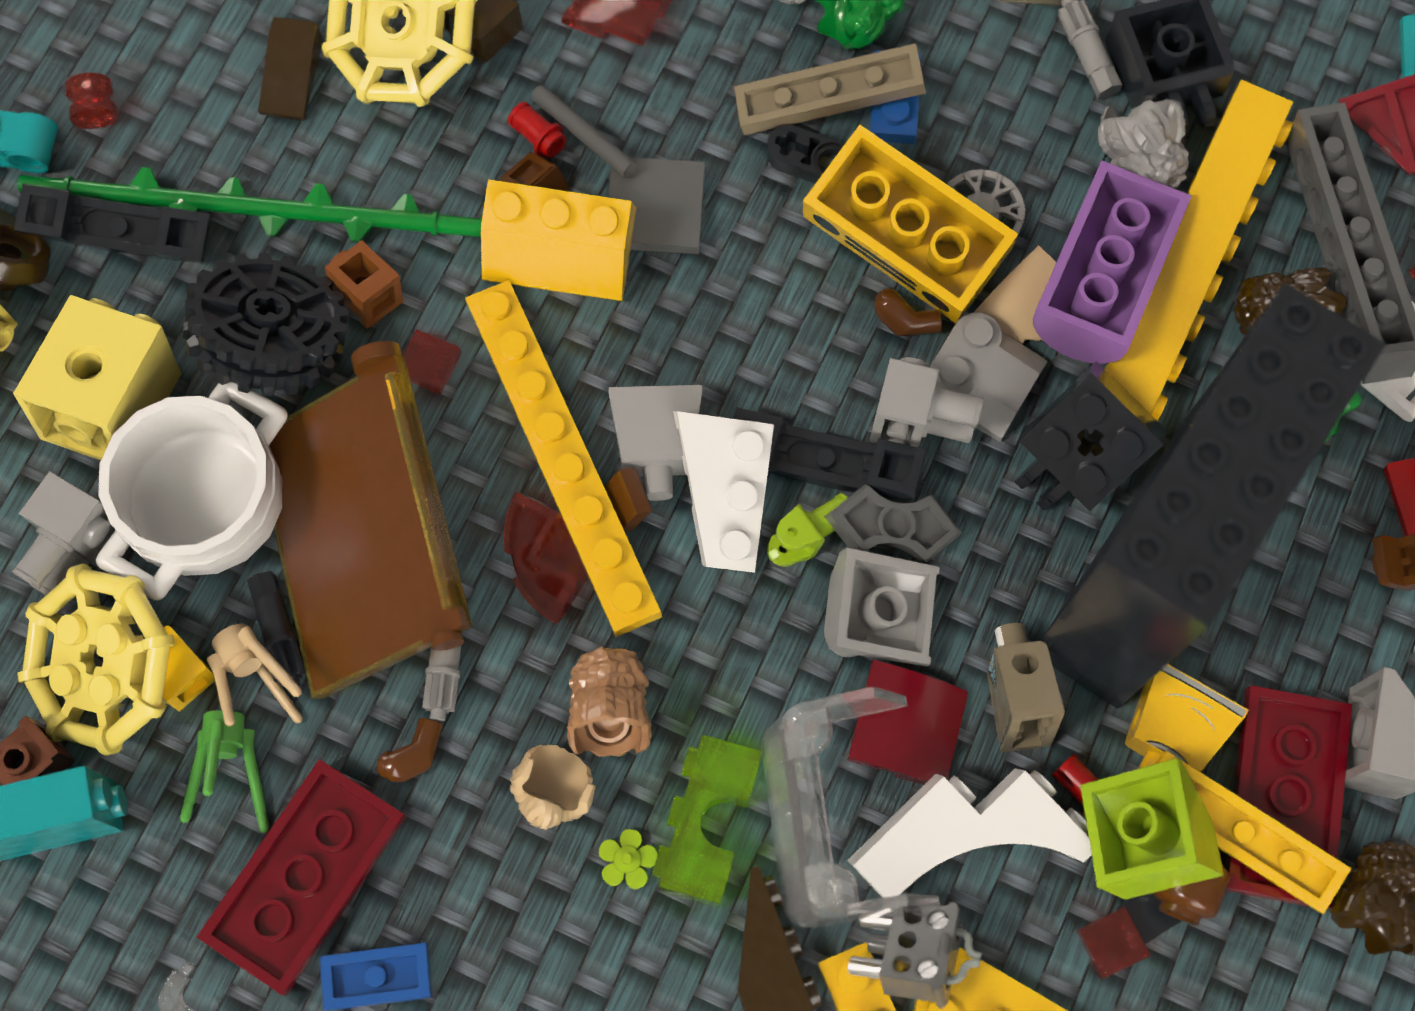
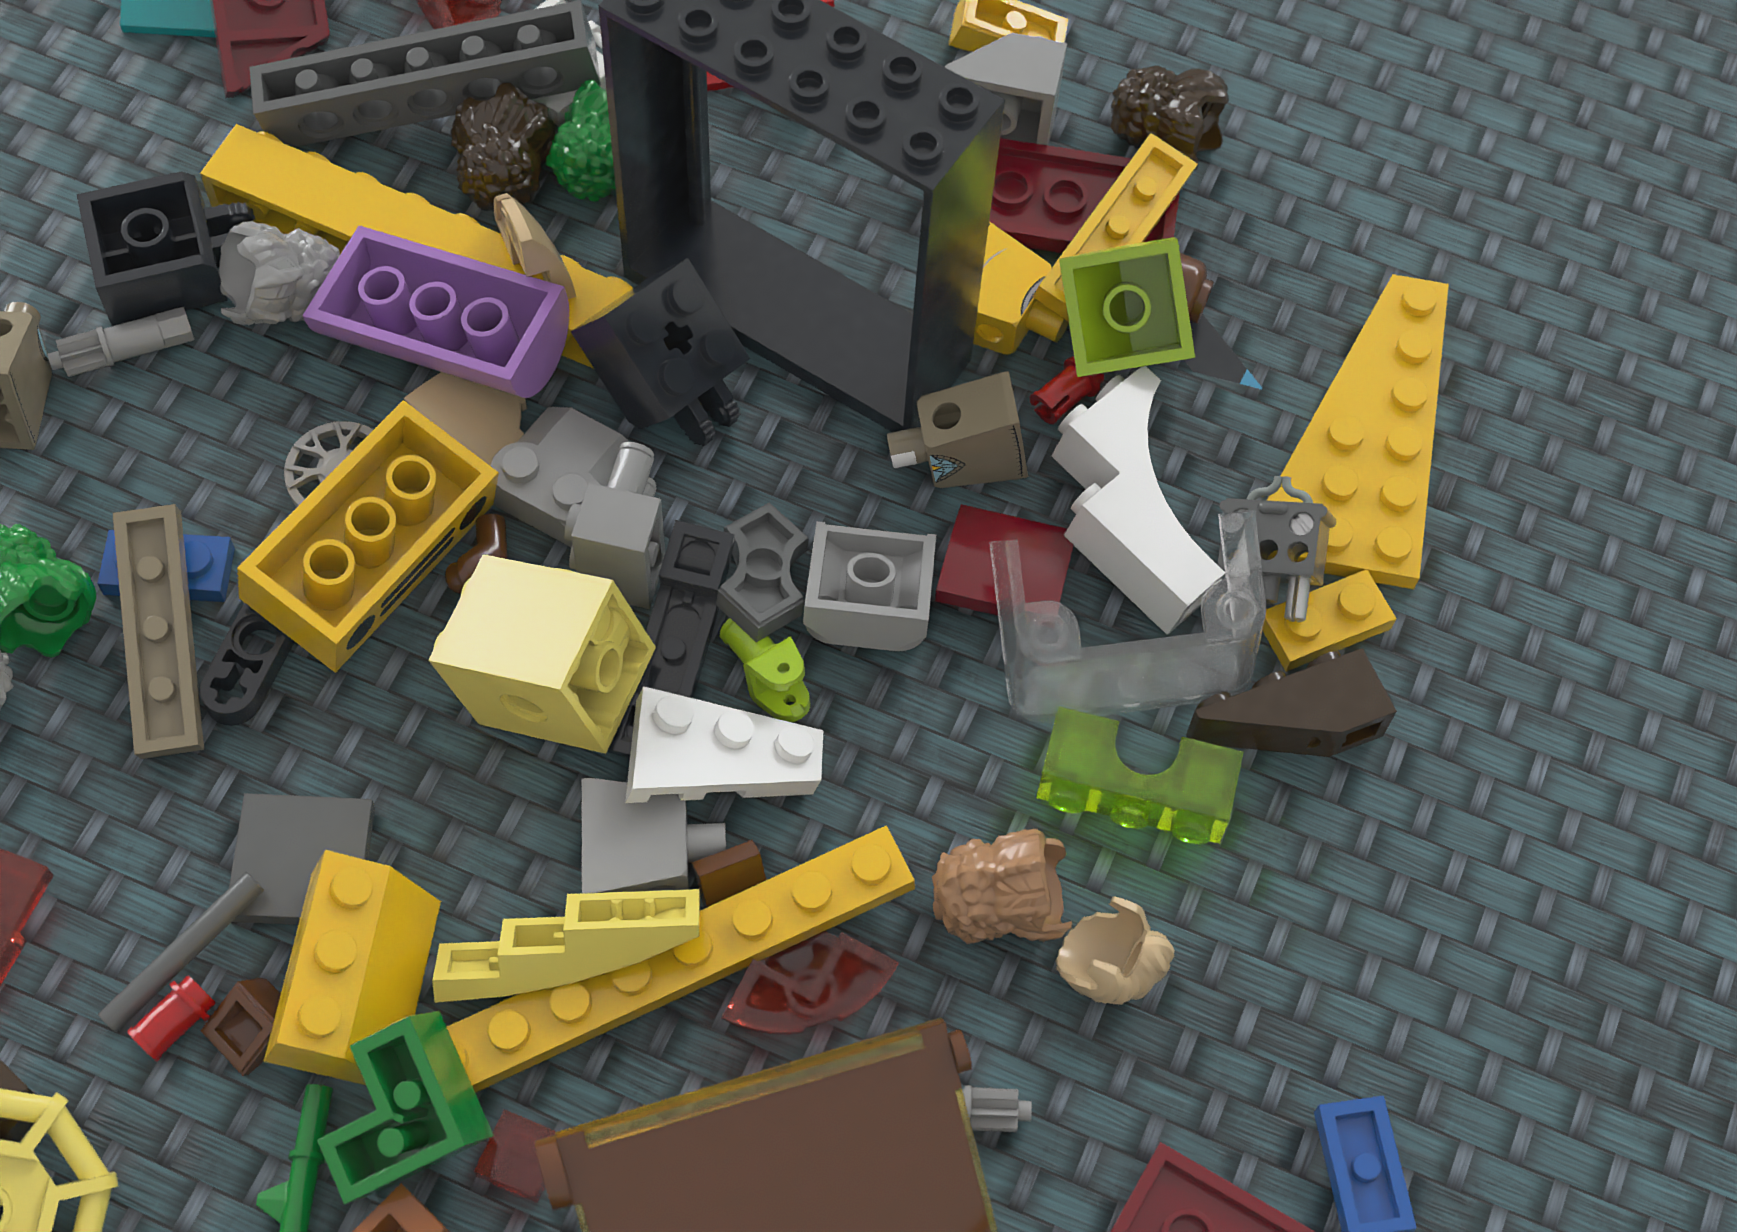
camera: 95 degrees left, 10 degrees down
(413, 758) = (1082, 1141): reddish brown arm -> none
(451, 279) = (421, 1111): none -> green brick
(571, 387) = (593, 938): none -> light yellow slope
(627, 860) = (1187, 878): lime plant -> none
(801, 350) = (543, 652): none -> light yellow brick
(1113, 943) = (1234, 373): clear red tile -> none
(1171, 321) = (529, 243): none -> tan brick

